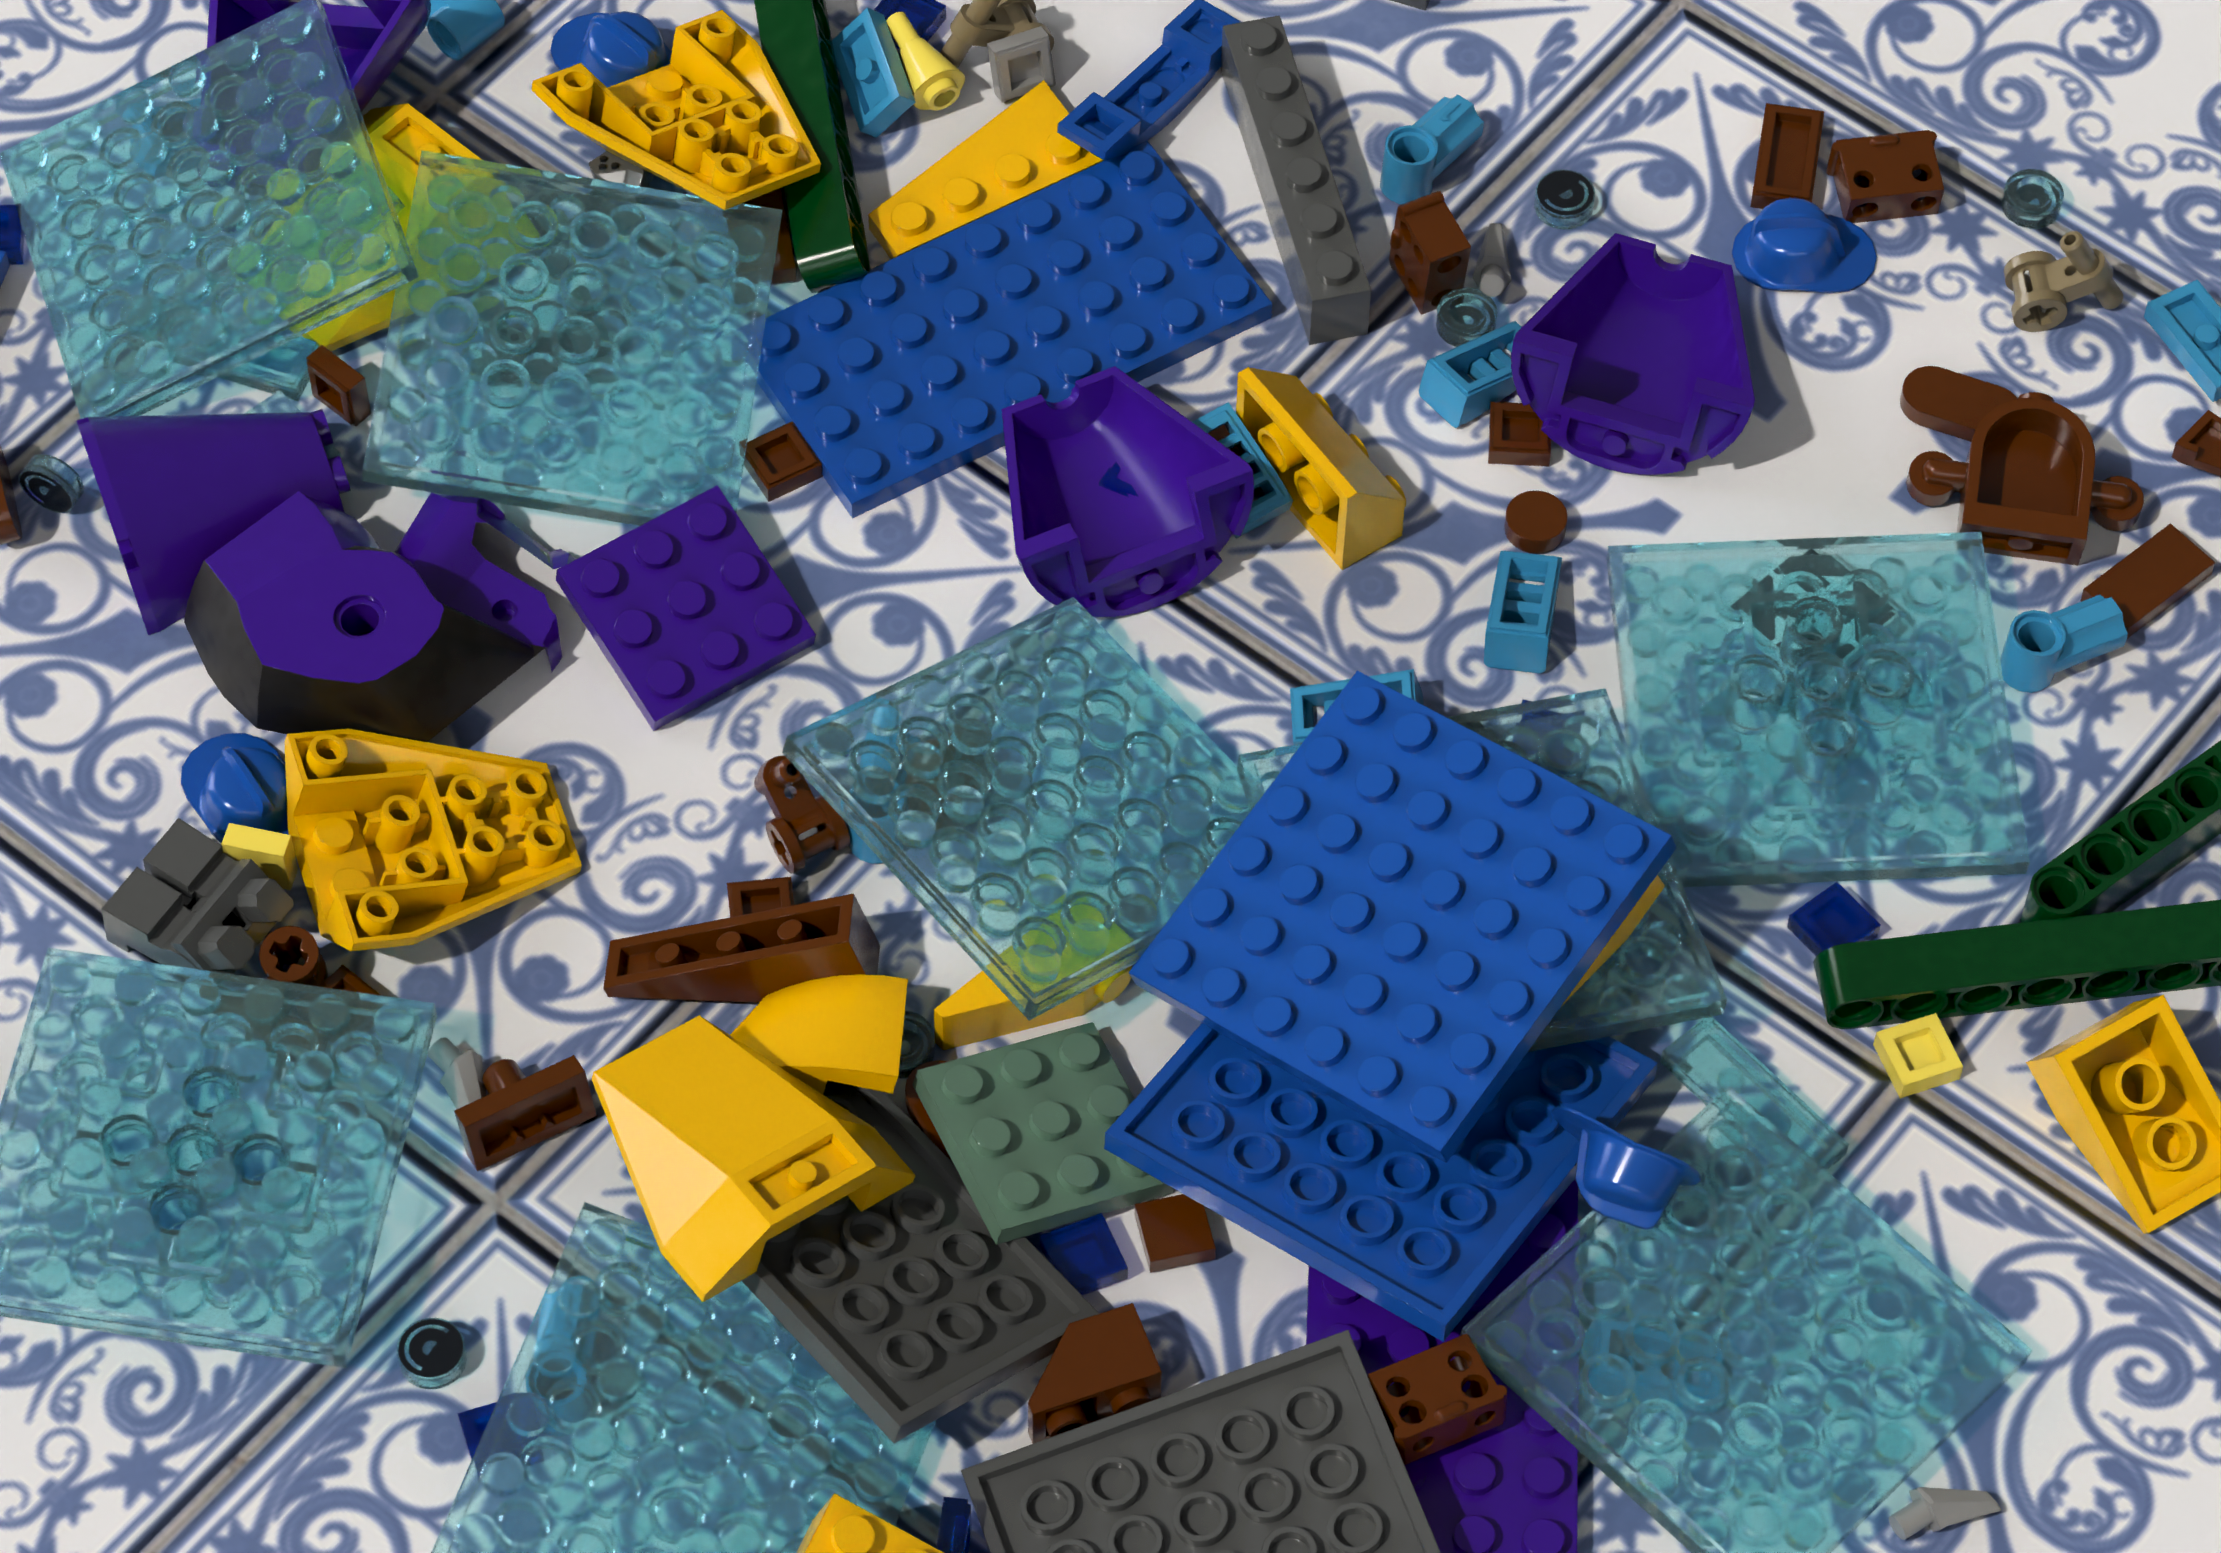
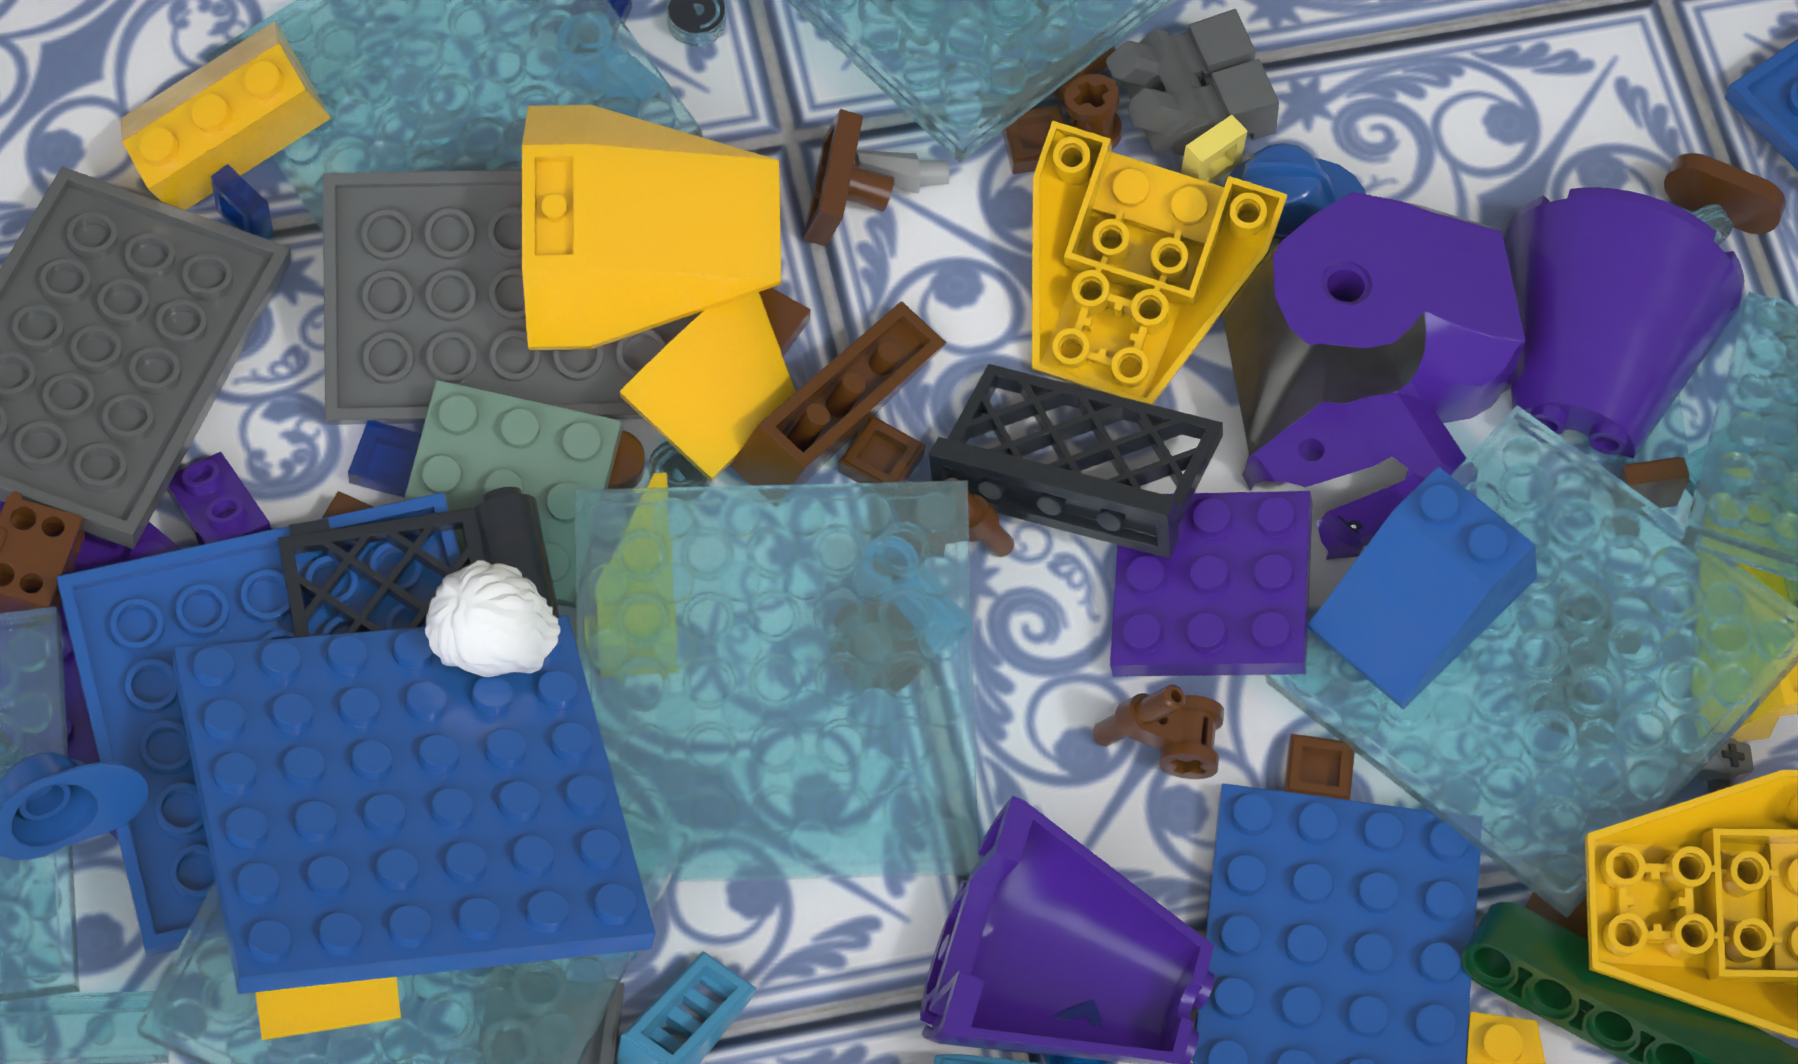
camera: 125 degrees right, 5 degrees up
(591, 430) = (1425, 588): none -> blue slope
(706, 742) = (1058, 491): none -> black fence
(847, 553) = (1172, 723): none -> reddish brown piece
(1094, 1373) = (280, 388): reddish brown slope -> none
(1143, 1030) = (497, 530): none -> black piece
(1209, 964) = (491, 621): none -> white hair
(1252, 1316) = (216, 501): none -> dark purple plate

